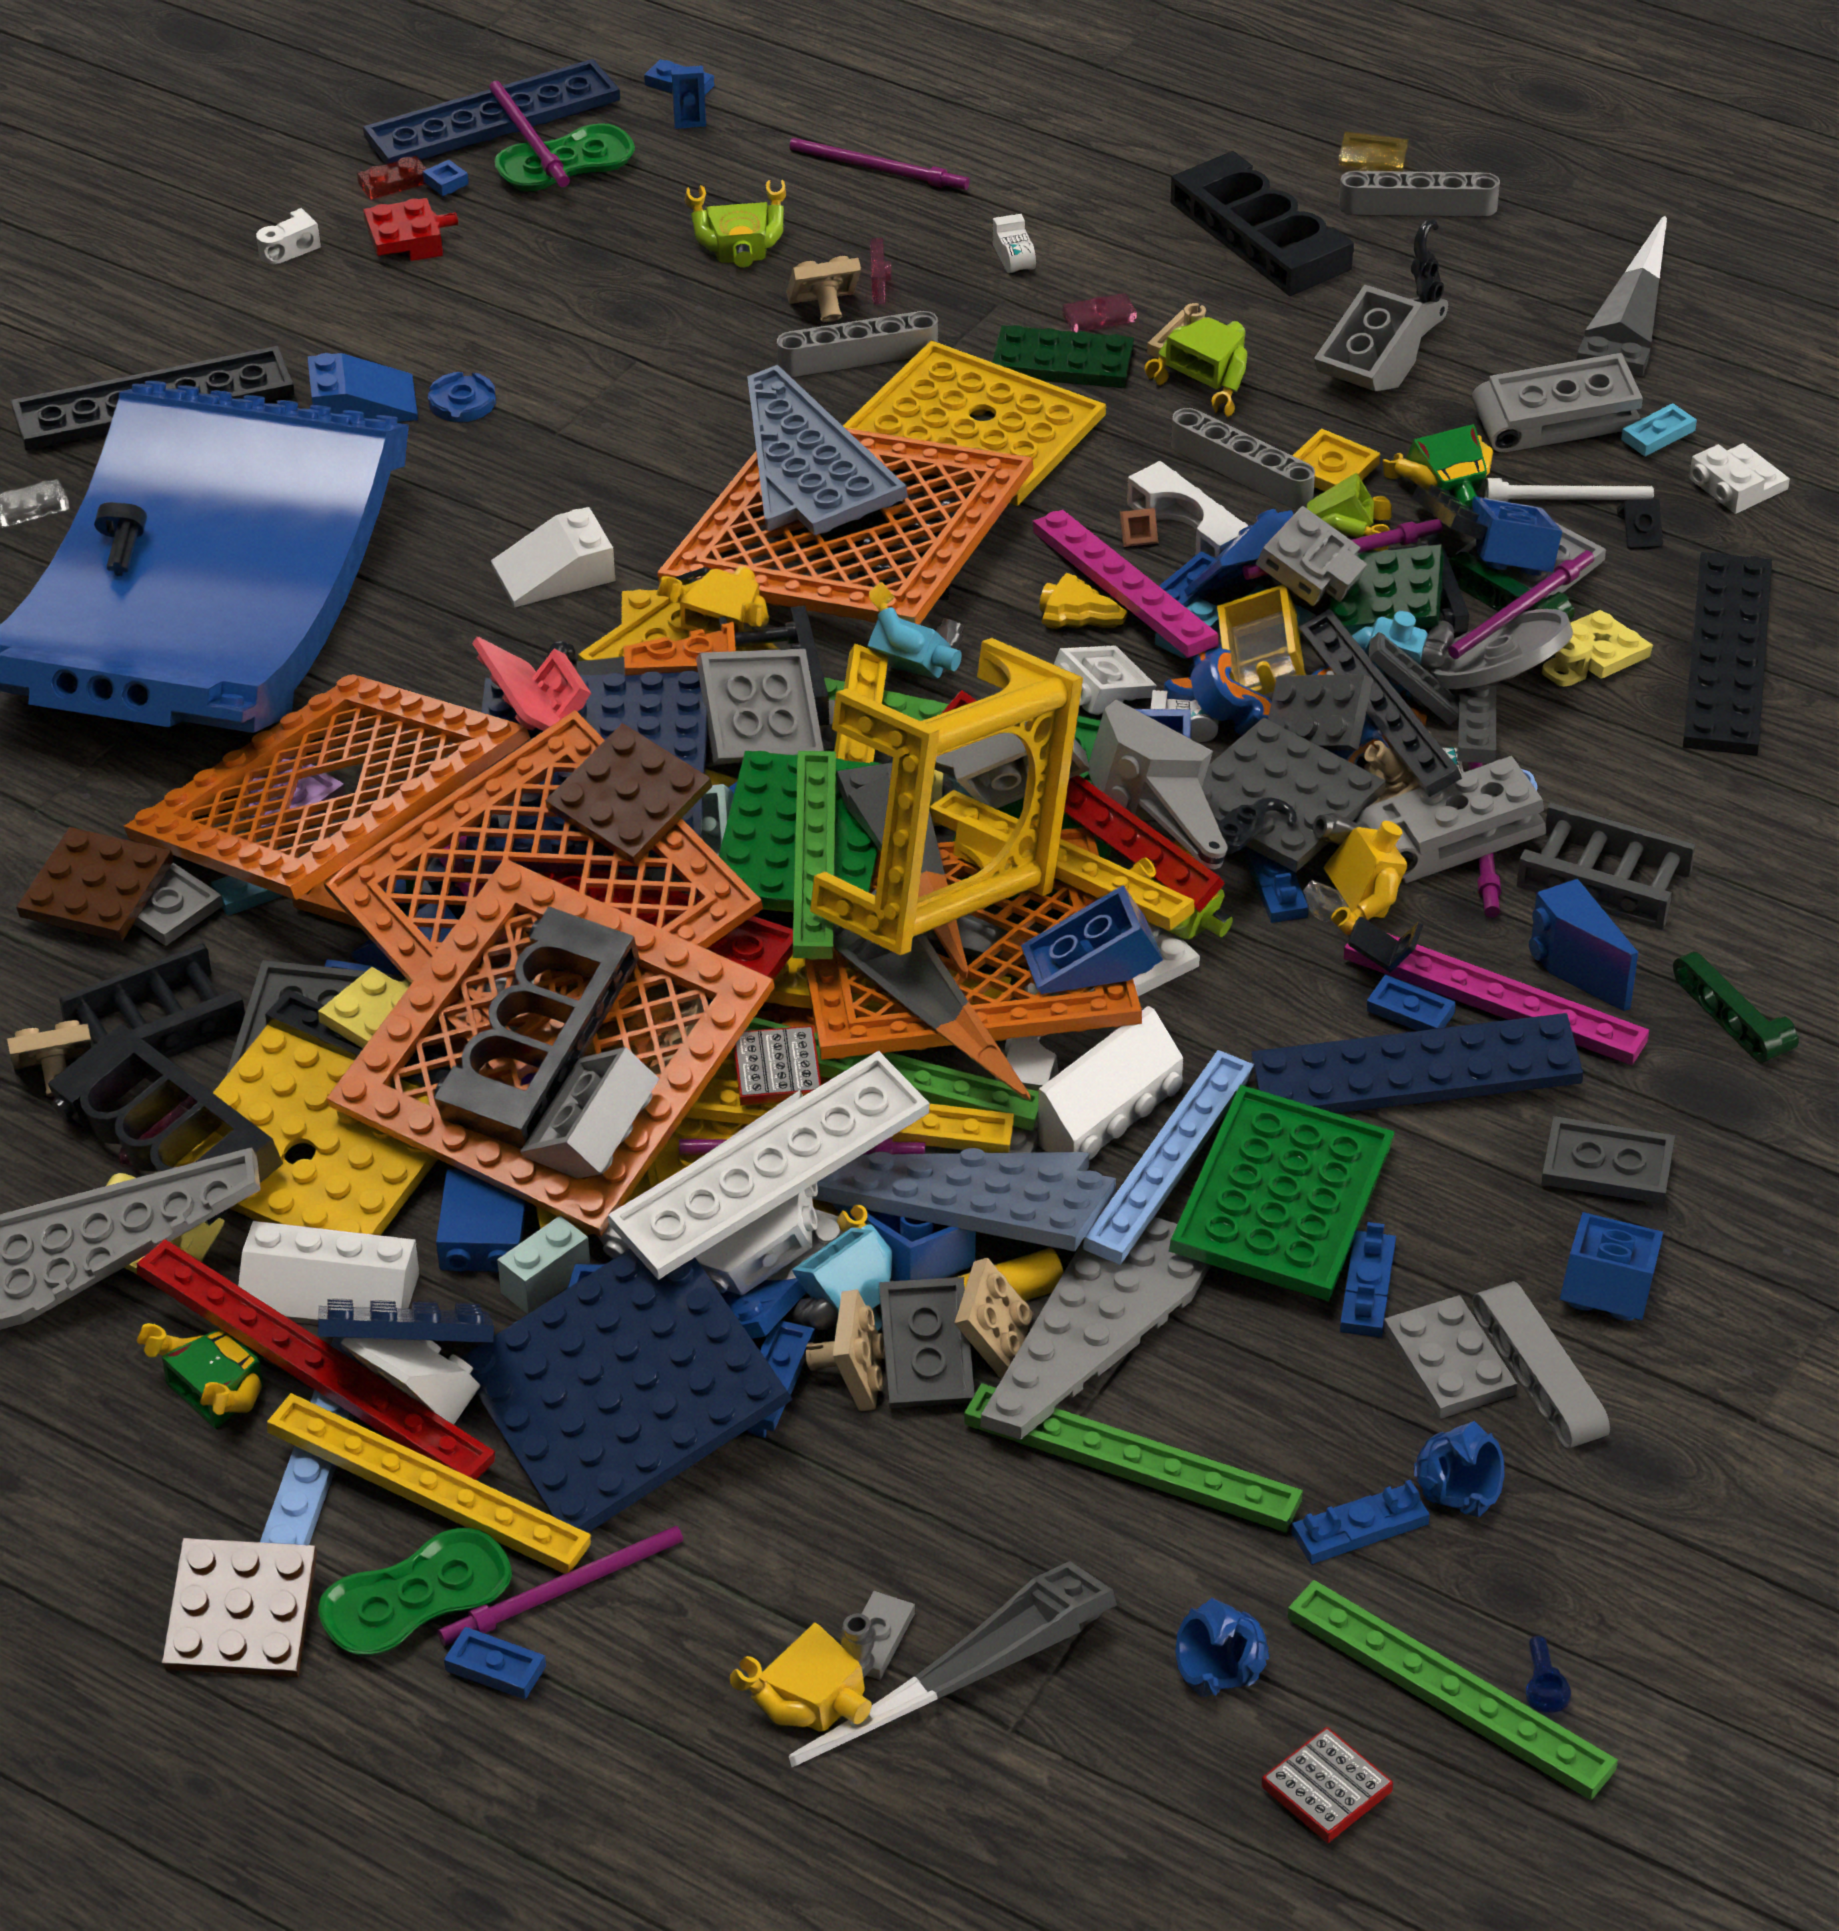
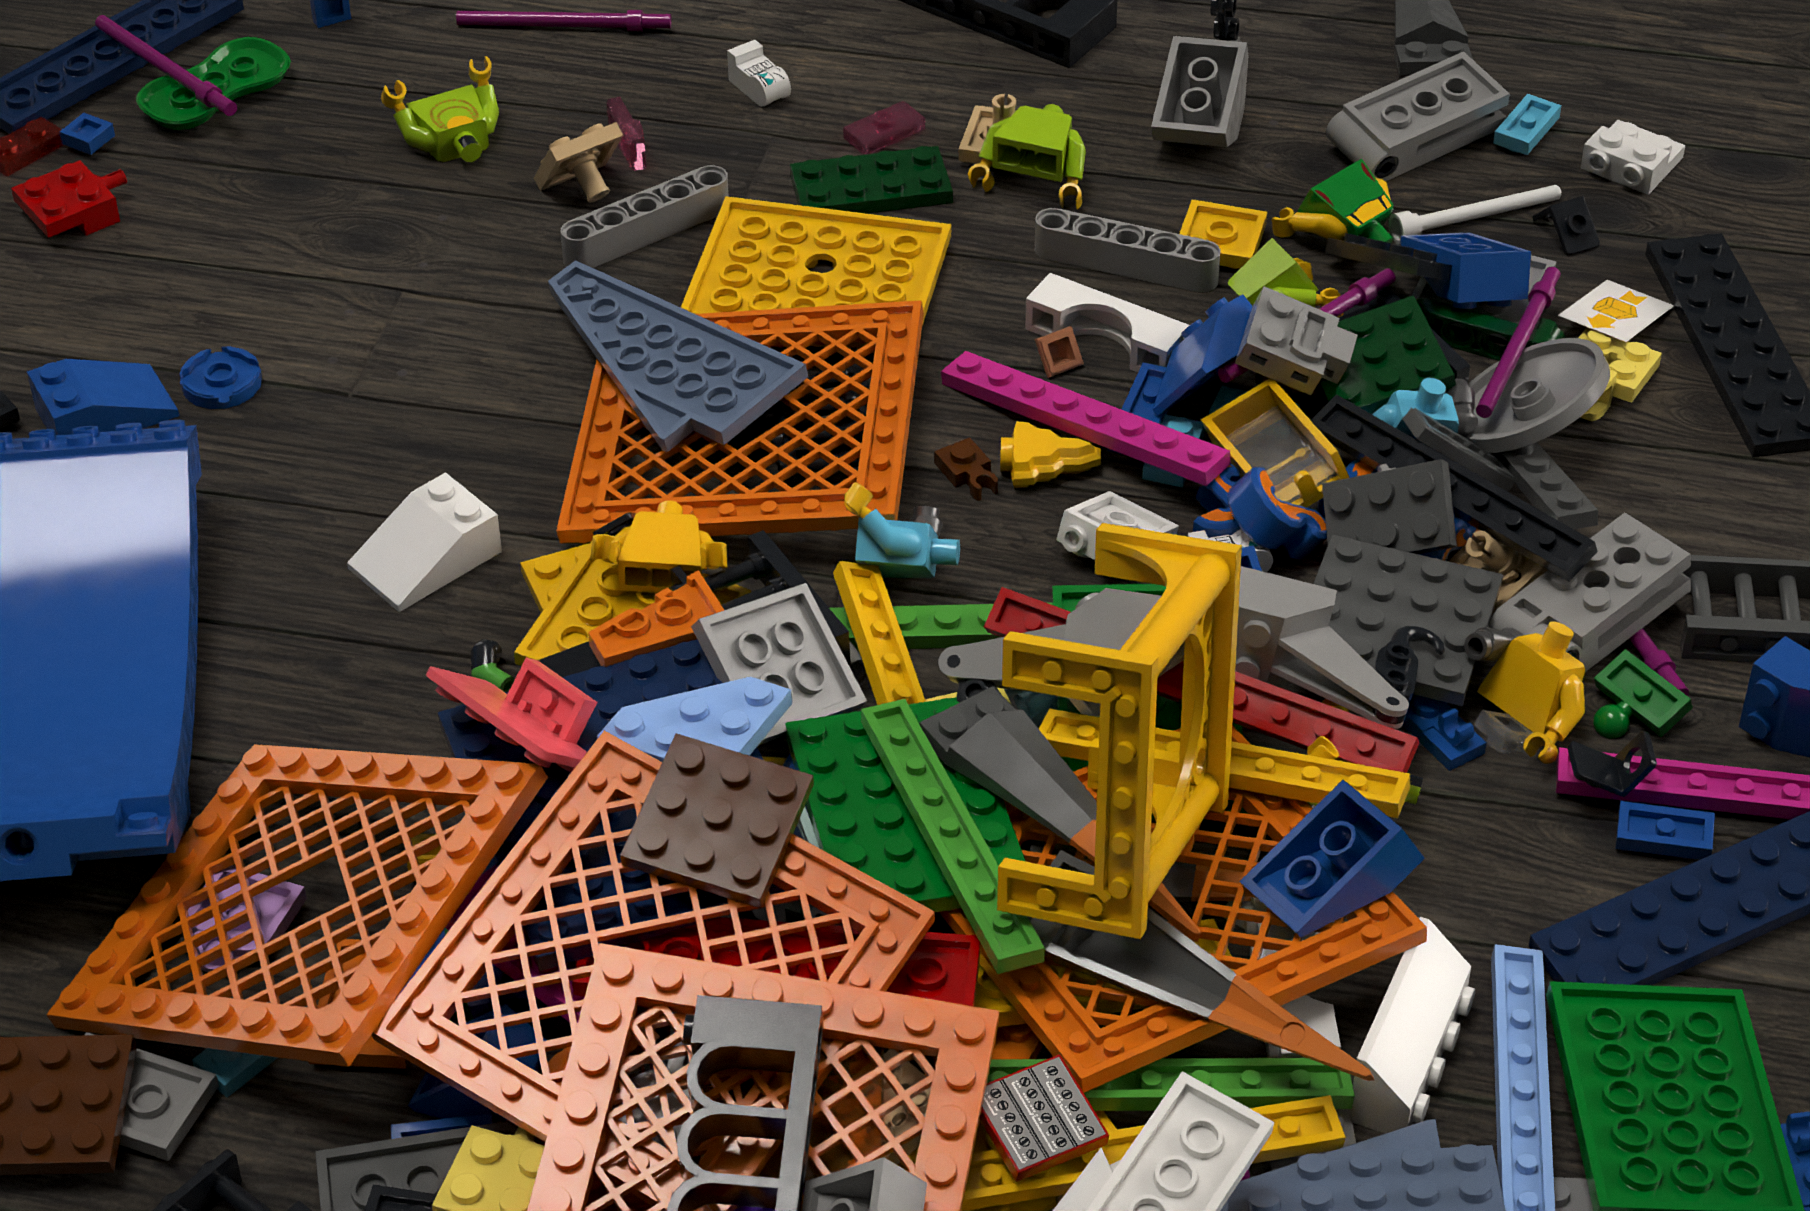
camera: 20 degrees left, 0 degrees up
(679, 728) = (724, 715): none -> light blue plate
(1015, 600) = (967, 465): none -> reddish brown plate
(1455, 901) = (1637, 693): none -> green plate
(1635, 601) = (1616, 310): none -> white sticker

